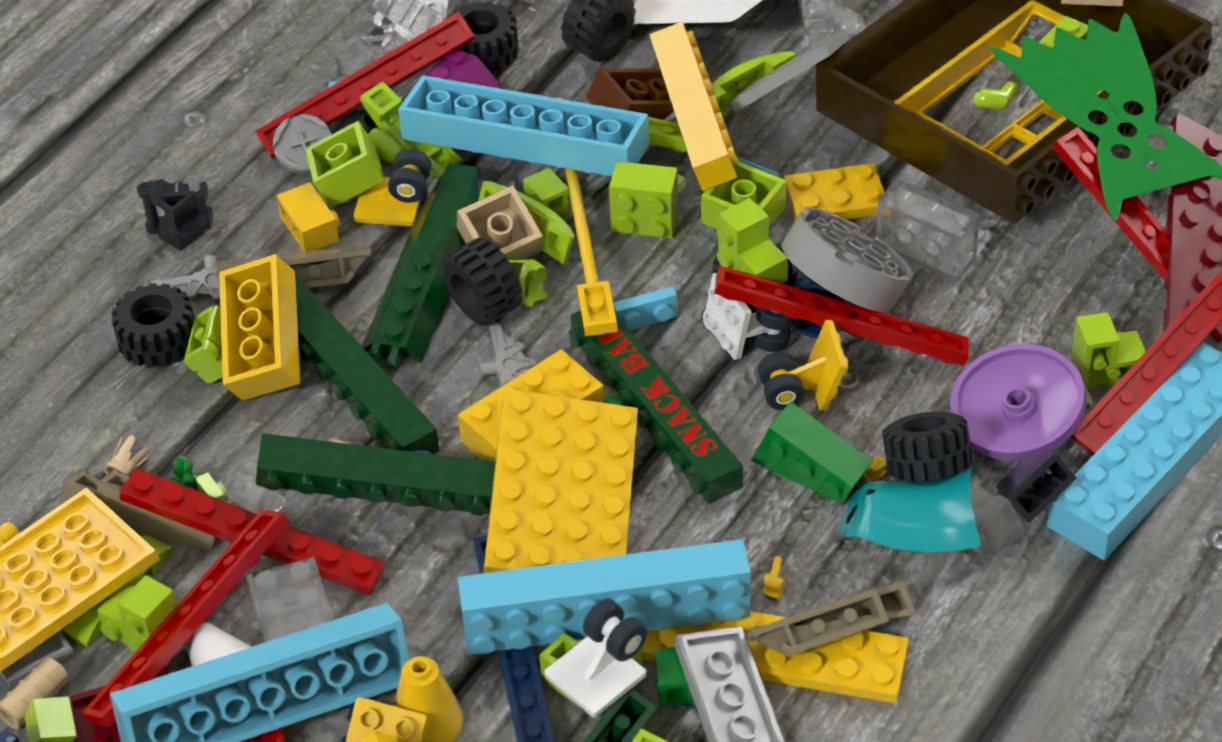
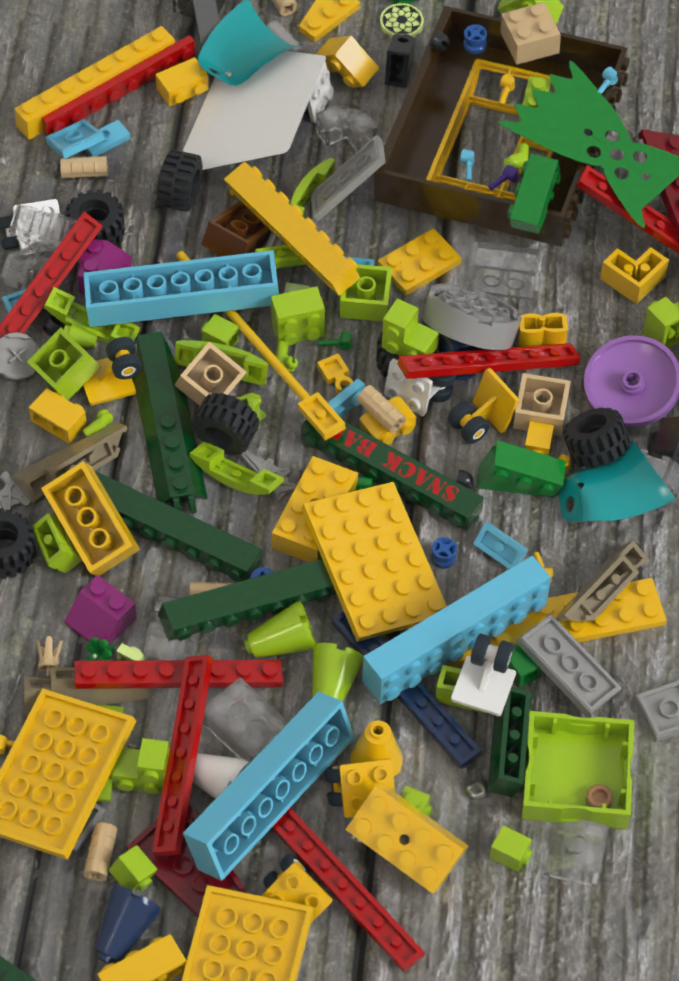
camera: 30 degrees left, 10 degrees up
(213, 434) = (101, 611): none -> magenta slope
(358, 237) = (103, 421): none -> lime arm
(404, 532) = (282, 634): none -> lime cone
(428, 598) = (334, 669): none -> lime cone
(460, 340) = (212, 461): none -> lime slope
(605, 242) = (281, 354): none -> lime arm
(655, 273) = (335, 371): none -> yellow plate
(665, 509) = (445, 546): none -> blue wheel
(673, 324) = (381, 409): none -> tan axle
(684, 347) = (374, 428): none -> yellow brick
(687, 249) = (343, 342): none -> green hand
(730, 524) = (500, 546): none -> medium azure plate
(737, 442) = (465, 479): none -> black hinge
(859, 427) = (539, 437): none -> yellow brick
(883, 388) = (542, 401): none -> tan brick
(934, 80) = (467, 157): none -> medium azure hand
(936, 307) = (542, 330): none -> yellow brick
(974, 108) = (510, 173): none -> dark purple hand
(988, 134) = (534, 193): none -> green wedge
(1033, 18) = (508, 84): none -> yellow hand
(1094, 287) = (633, 277): none -> yellow brick
(1167, 45) = (610, 77): none -> medium azure hand

